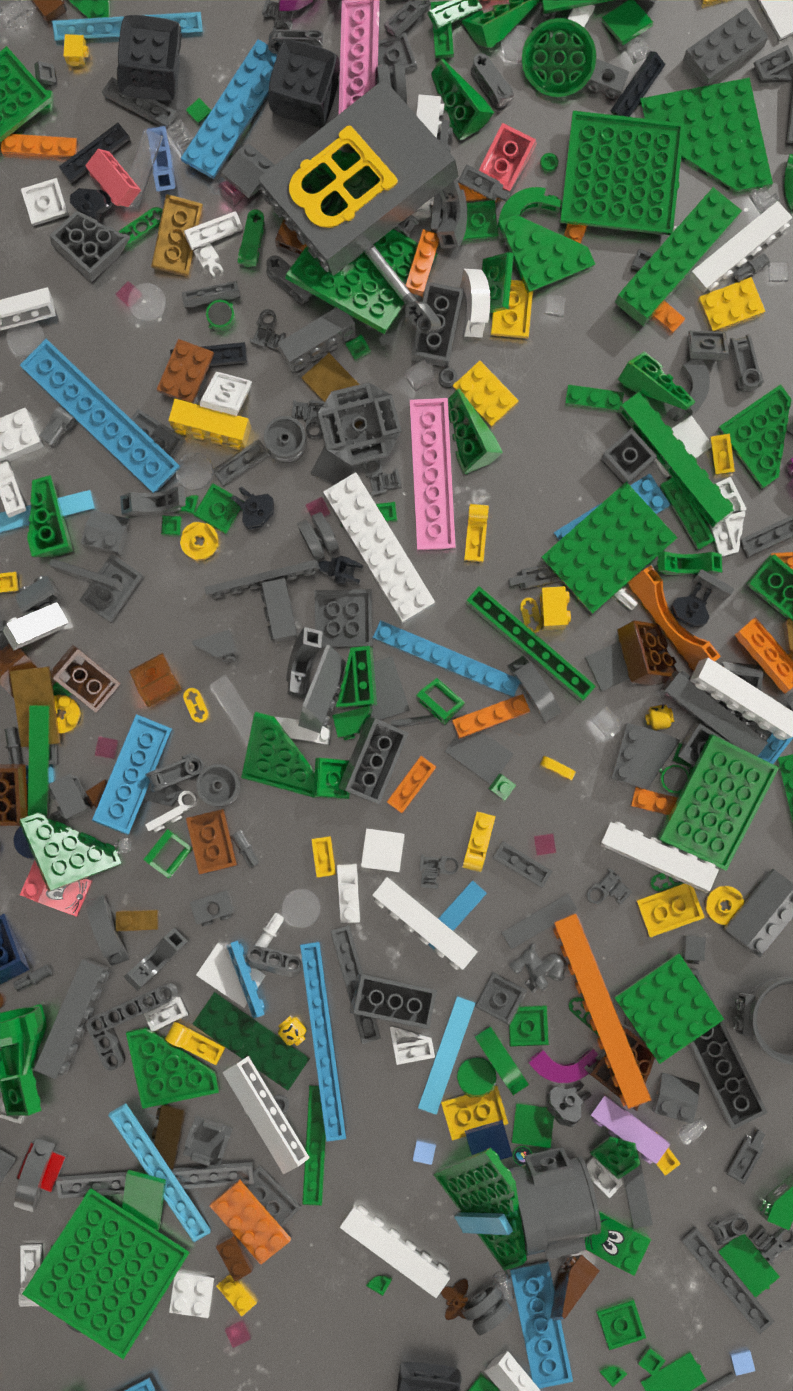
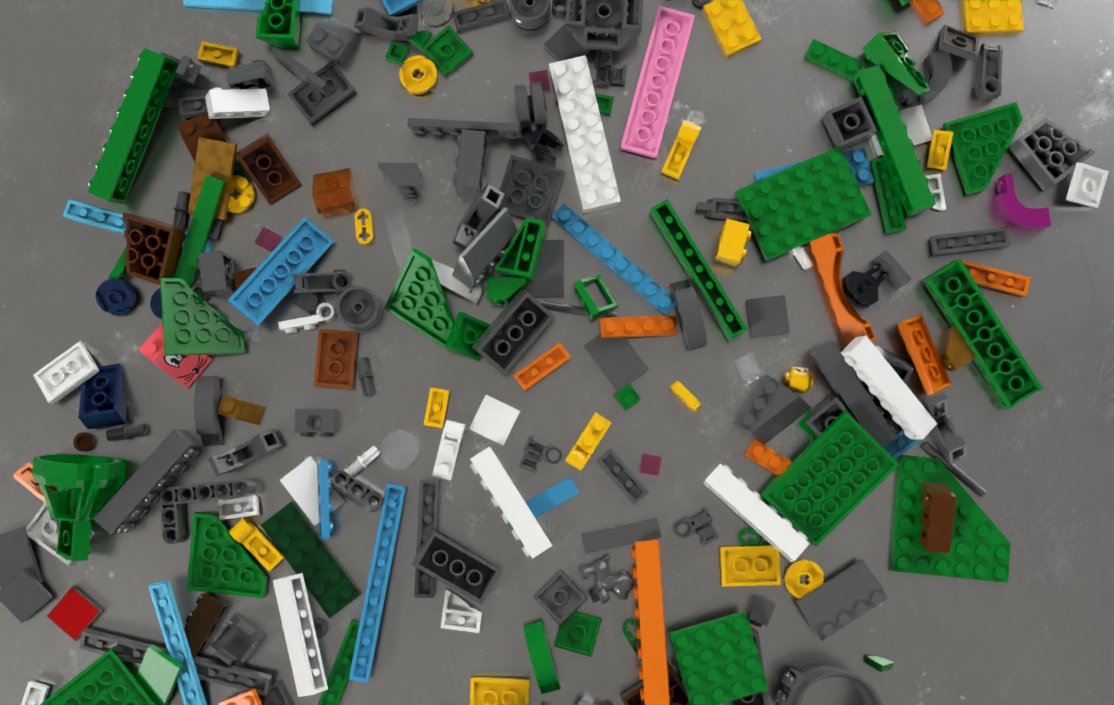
camera: 20 degrees right, 0 degrees up
(32, 1175) = (56, 623): dark grey arch -> none
(159, 847) = (284, 349): green tile -> none
(253, 507) = (480, 61): black hinge -> none
(292, 1031) = (352, 563): yellow head -> none
(446, 1055) = (491, 634): medium azure tile -> none
(473, 438) = (708, 63): green wedge -> none
(476, 1077) = (512, 665): green tile -> none
(535, 614) = (712, 242): yellow beam -> none
(562, 1072) = (595, 688): magenta arch -> none
(646, 653) = (805, 314): reddish brown wedge -> none
(673, 778) = (793, 442): pearl dark grey piece -> none
(689, 564) = (873, 243): green arch -> none
(728, 534) = (920, 228): white wing -> none

